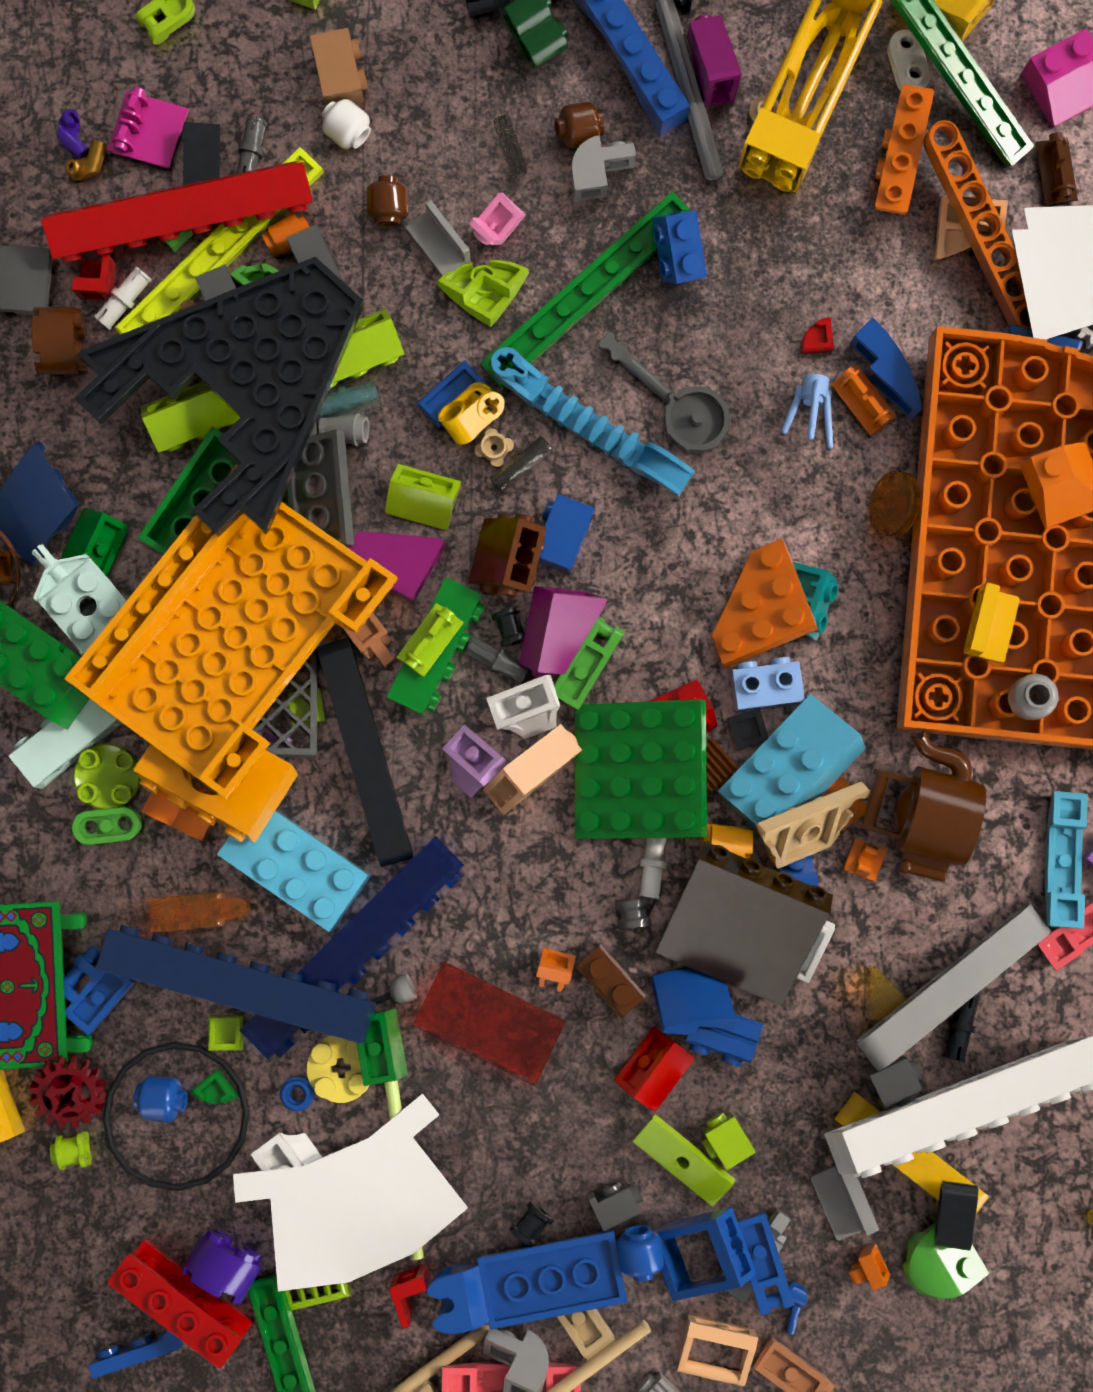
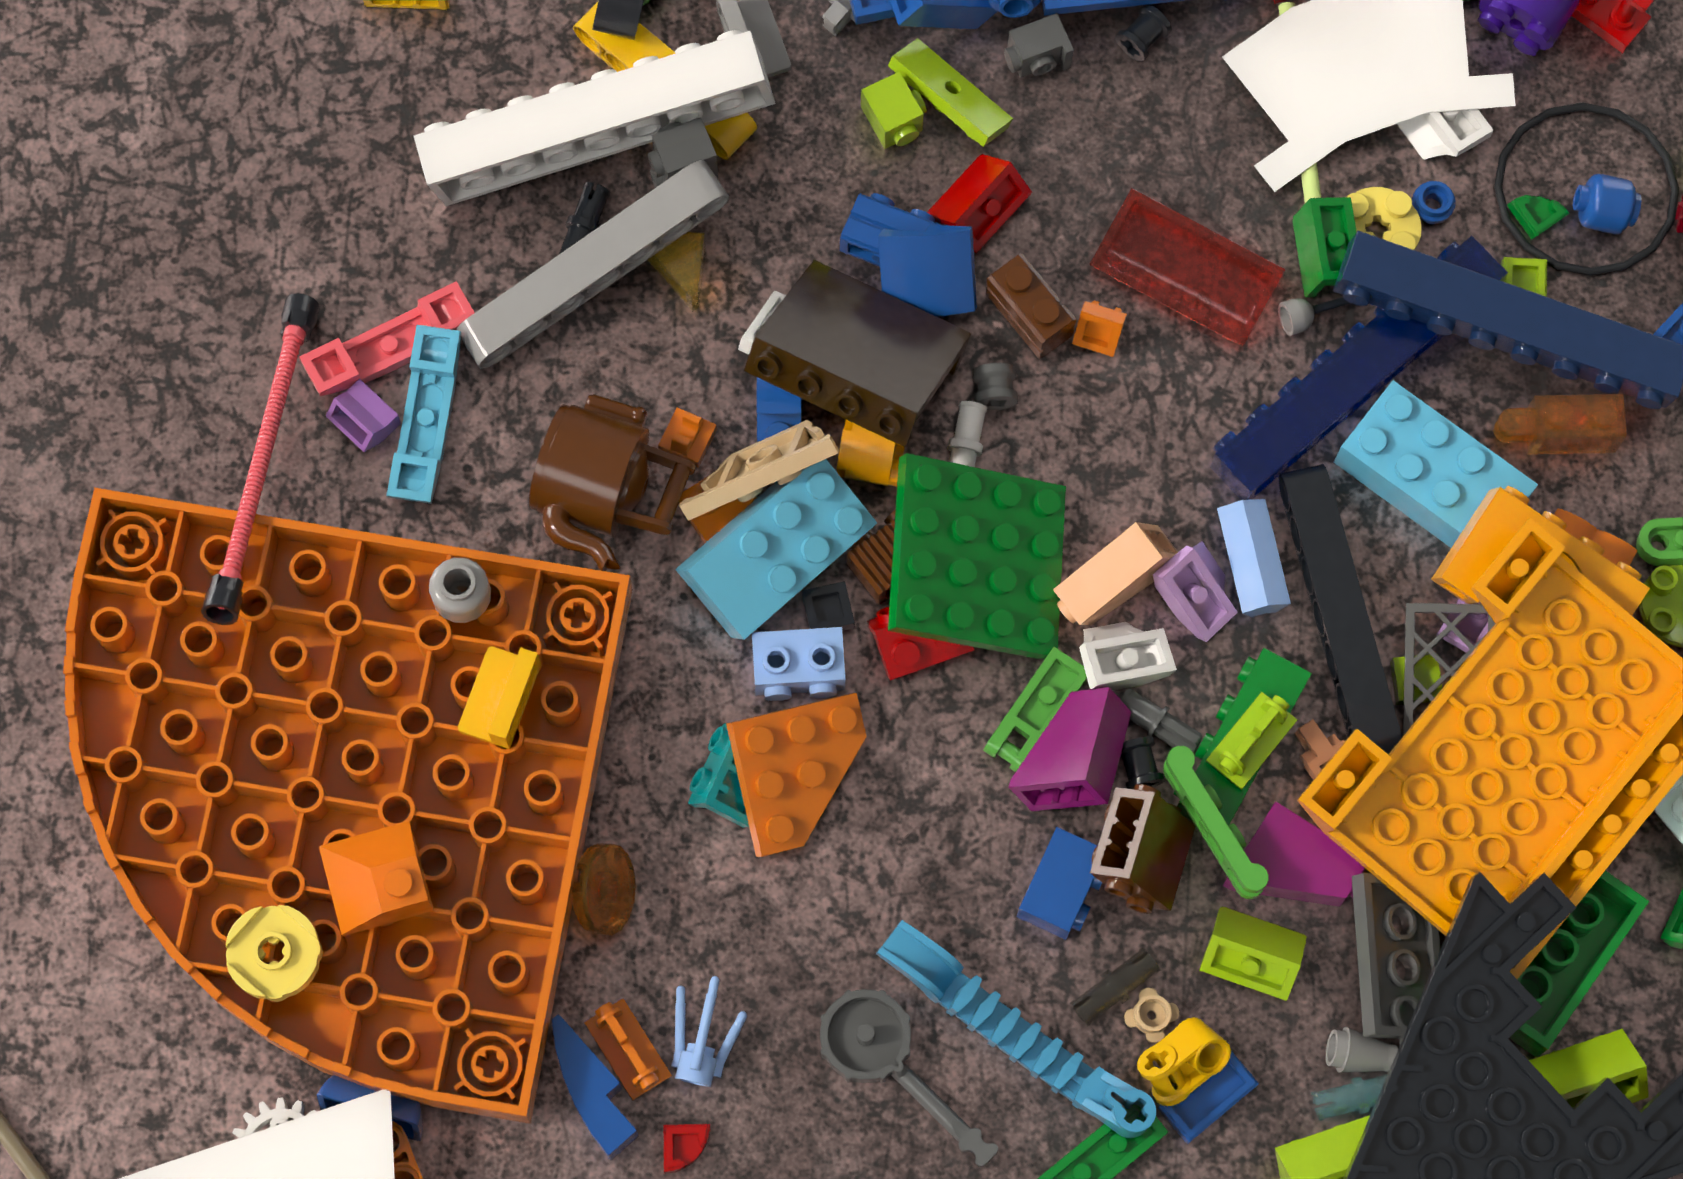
camera: 175 degrees left, 10 degrees down
(431, 791) = (1254, 557): none -> light blue piece
(448, 561) = (1223, 839): none -> bright green plate

